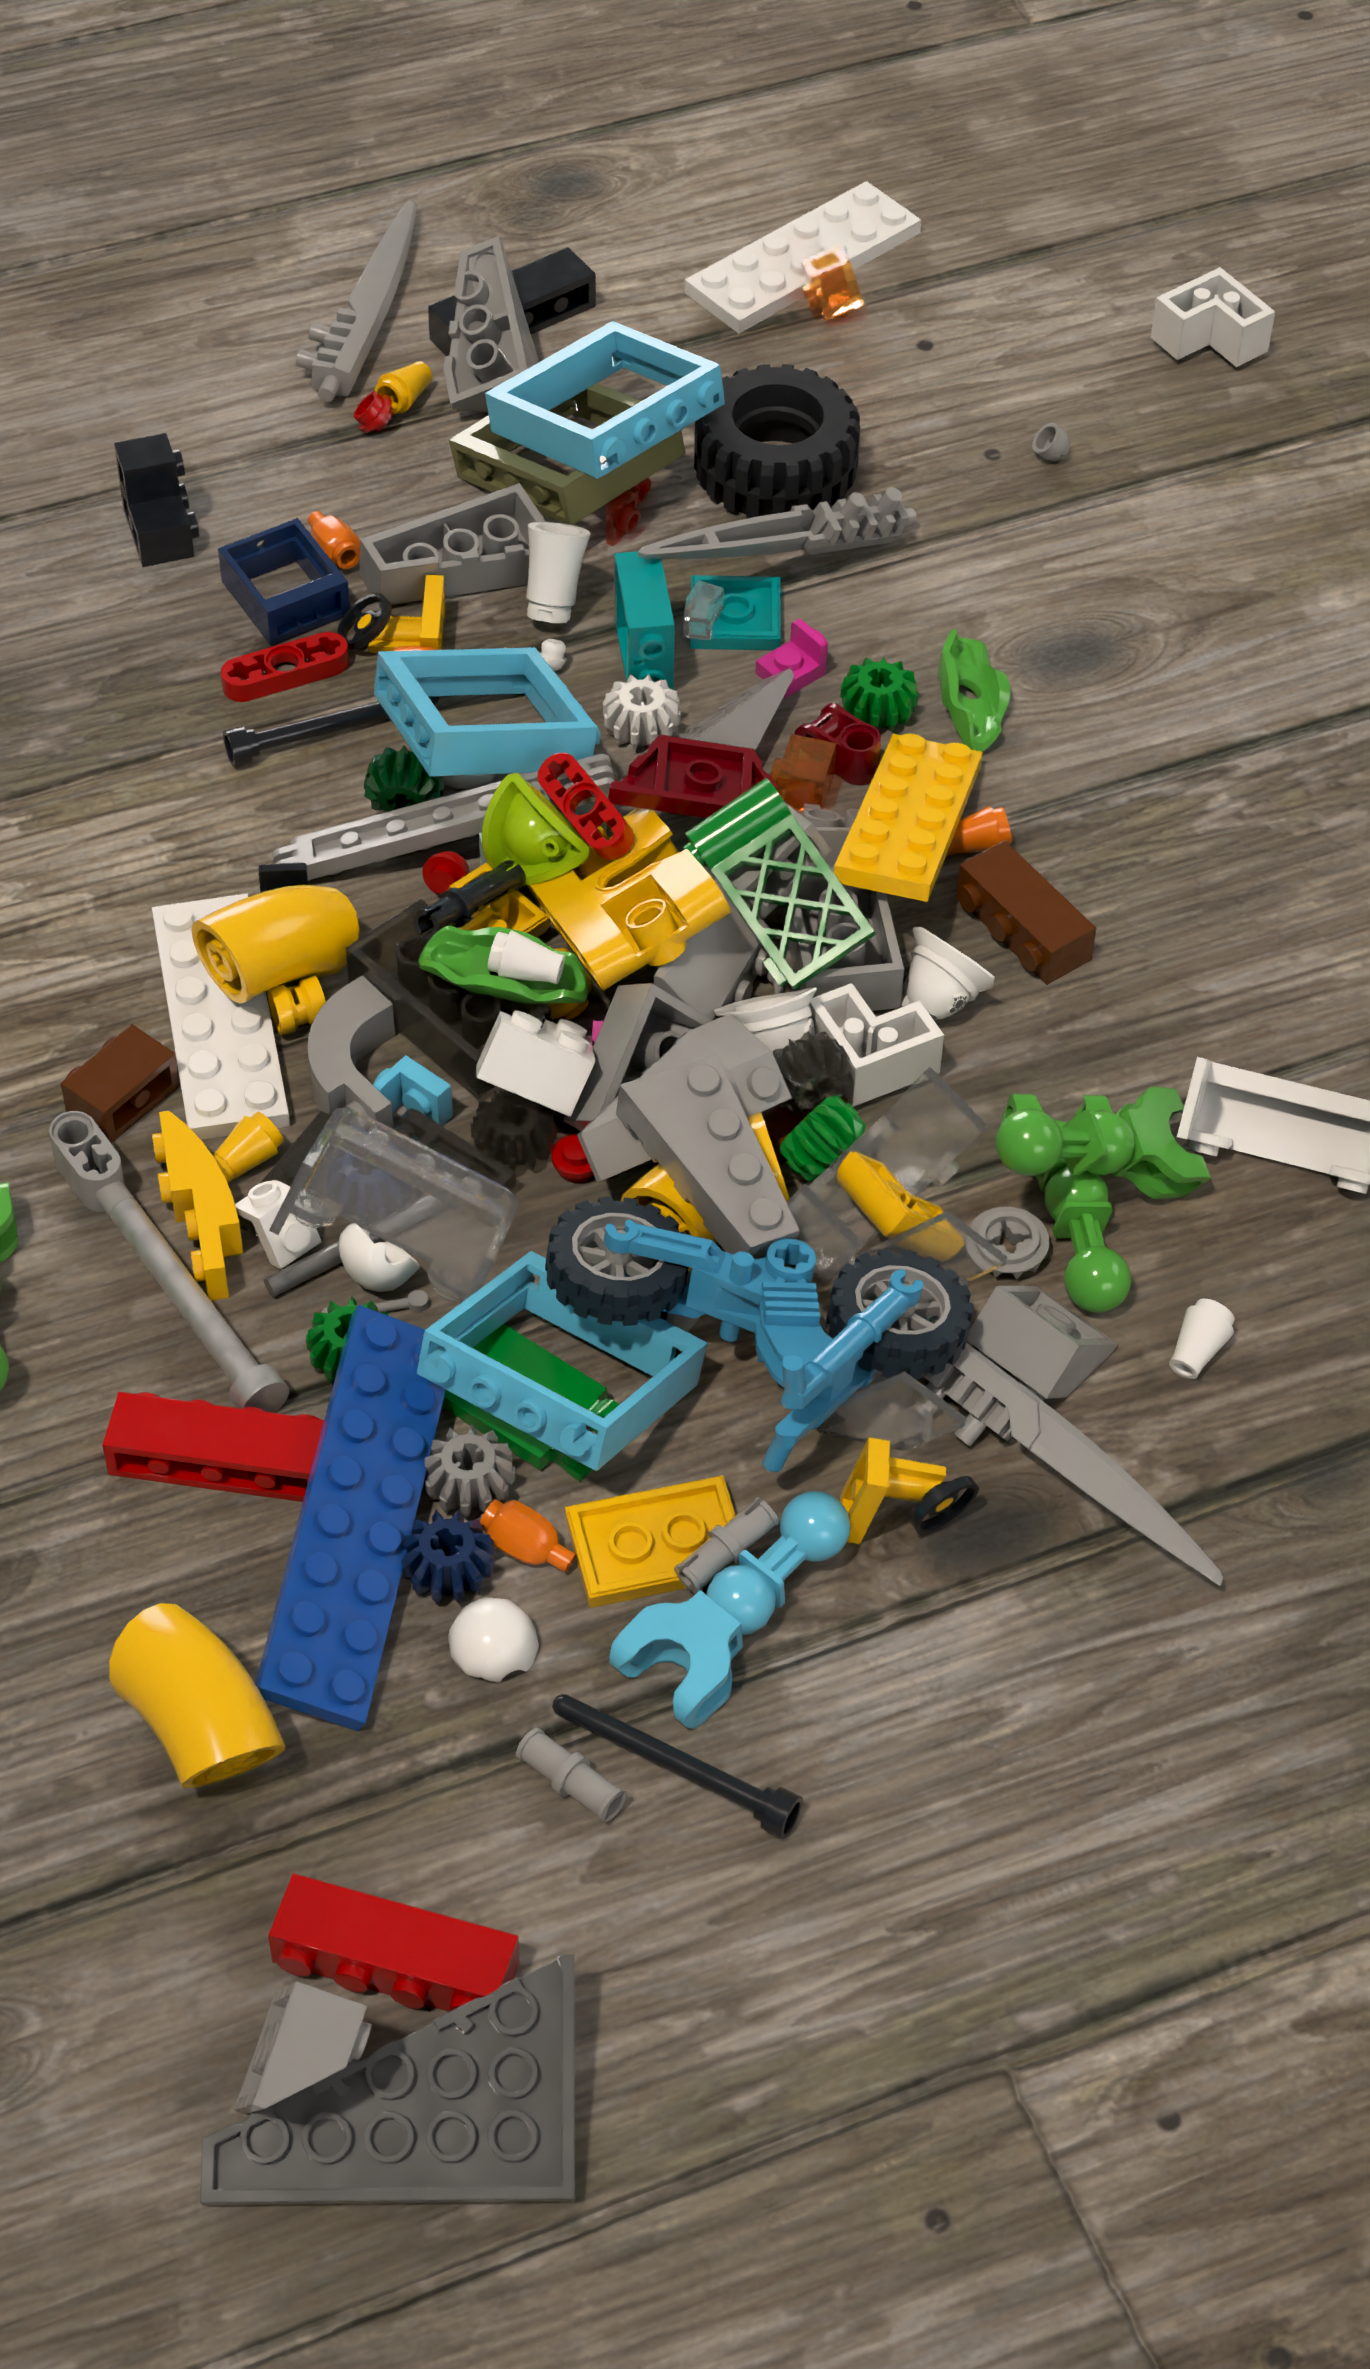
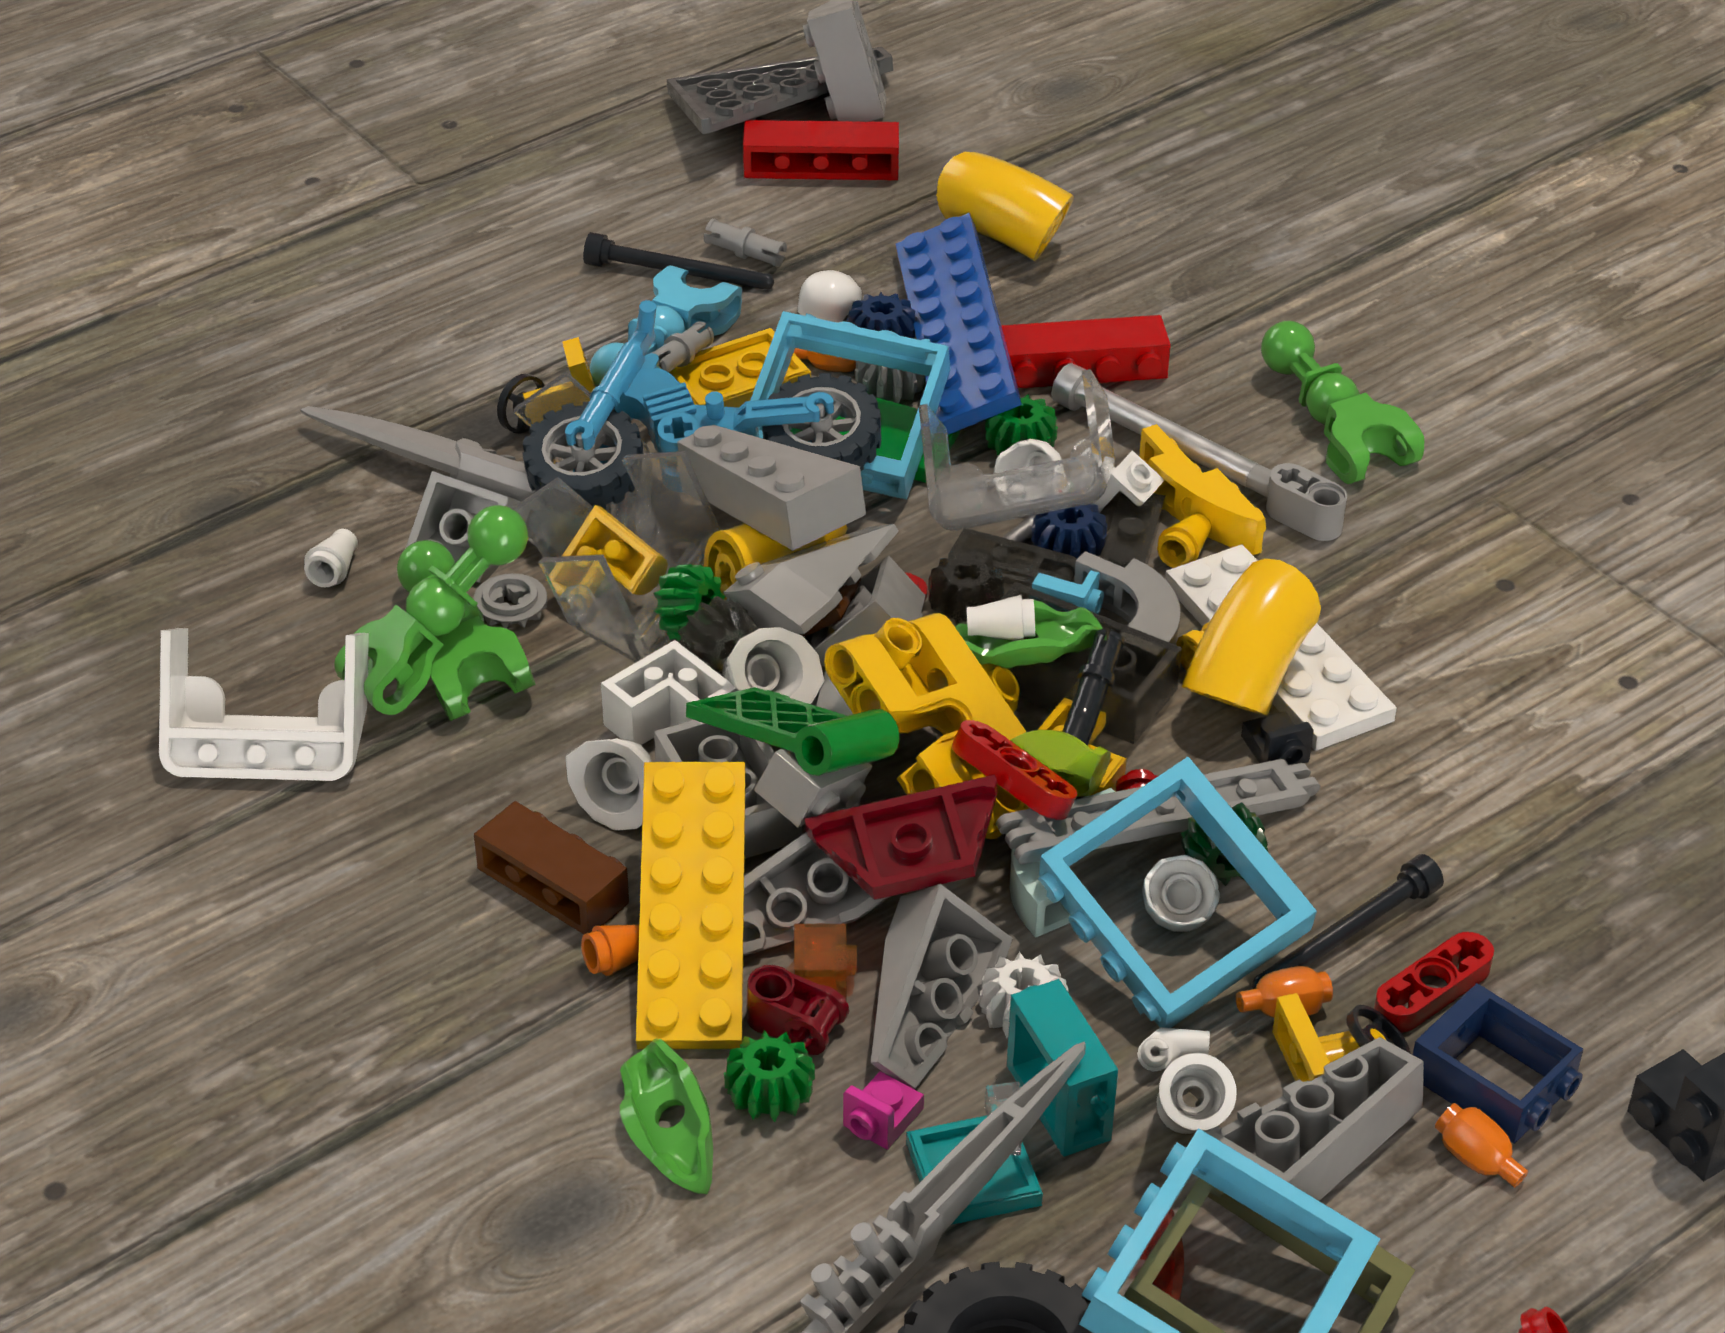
camera: 165 degrees right, 10 degrees down
(122, 1081) = (1326, 552): reddish brown brick -> none
(538, 1062) = (954, 575): white brick -> none

